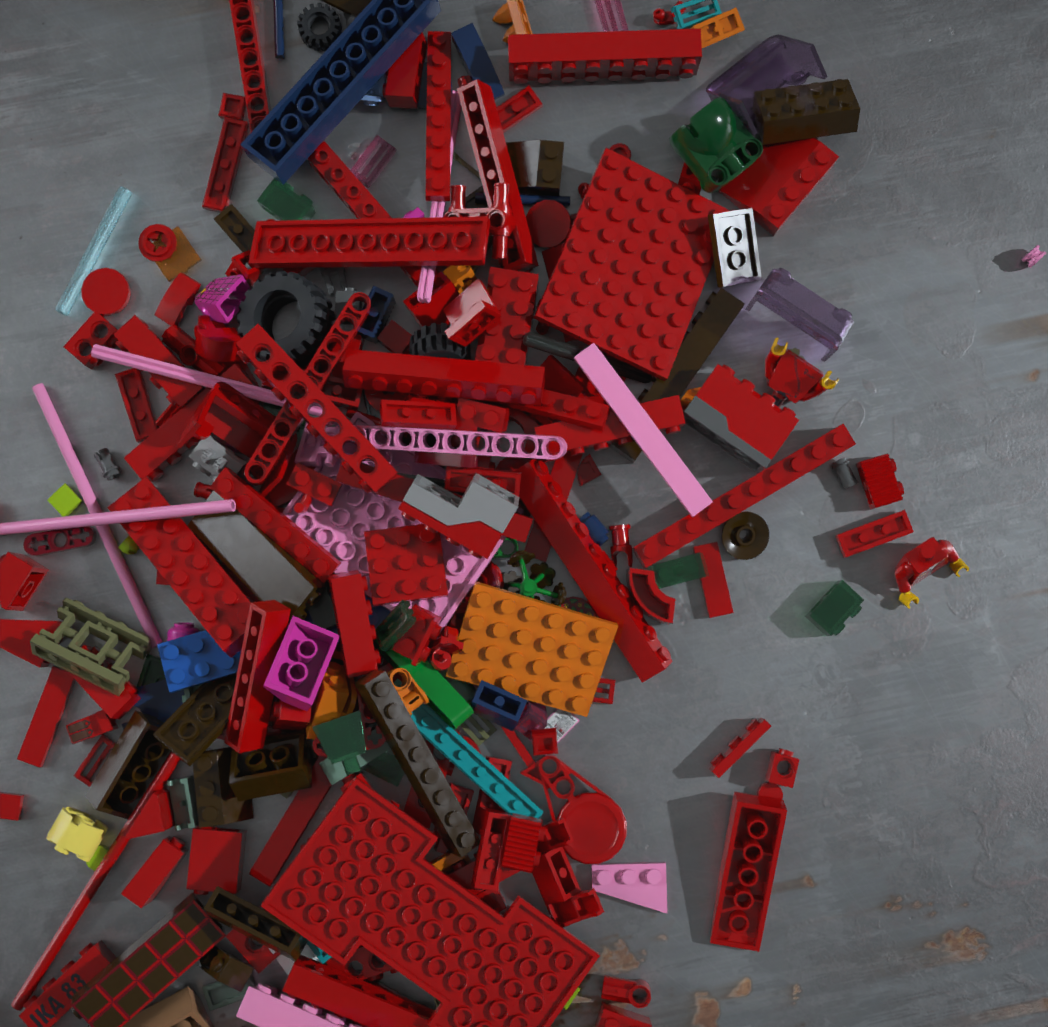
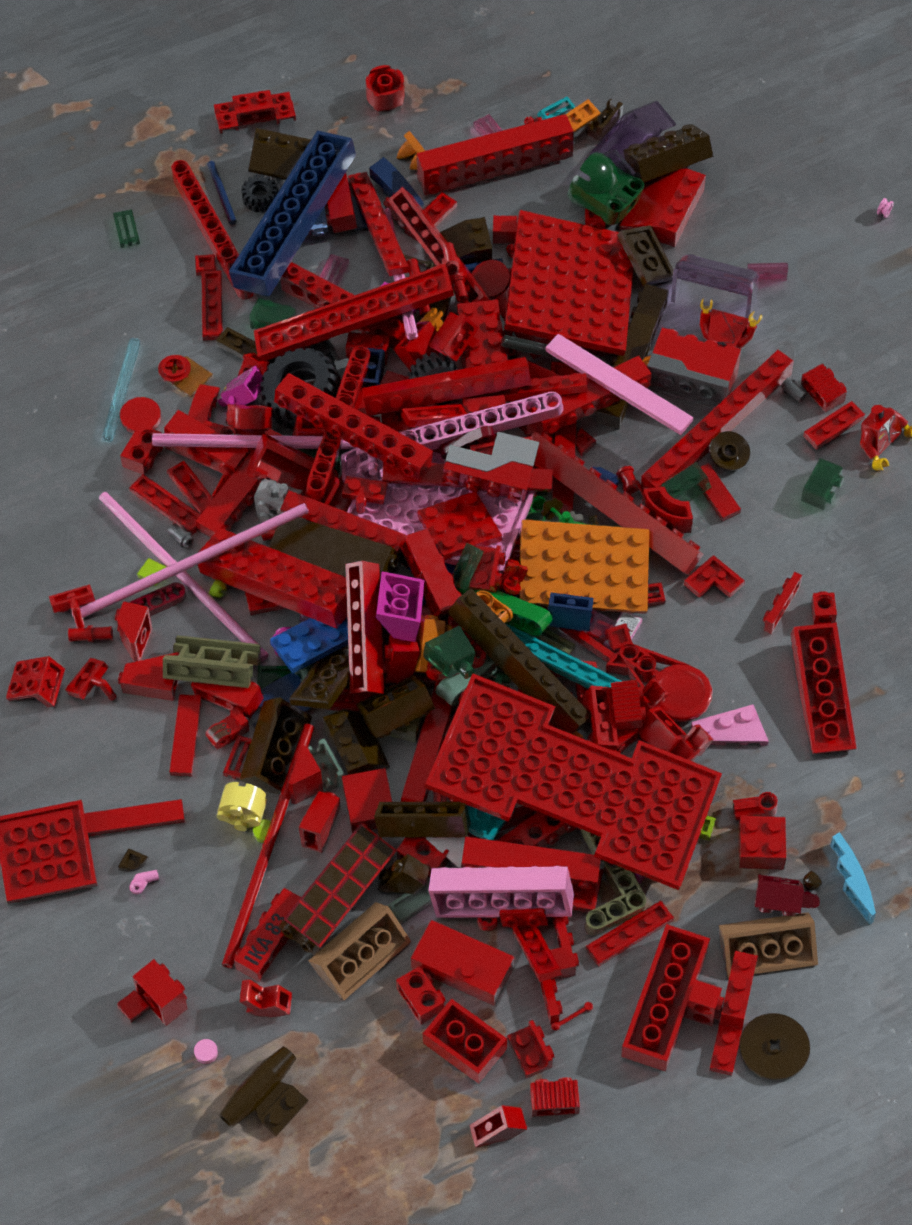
camera: 15 degrees left, 25 degrees down
(104, 415) = (165, 503): none -> red tile
(166, 30) = (129, 240): none -> clear green tile
(381, 278) = (370, 341): none -> red brick
(584, 159) = (504, 229): none -> red brick
(674, 686) = (714, 573): none -> red plate
(746, 41) = (605, 120): none -> dark brown hinge
(867, 306) = (770, 271): none -> clear pink tile

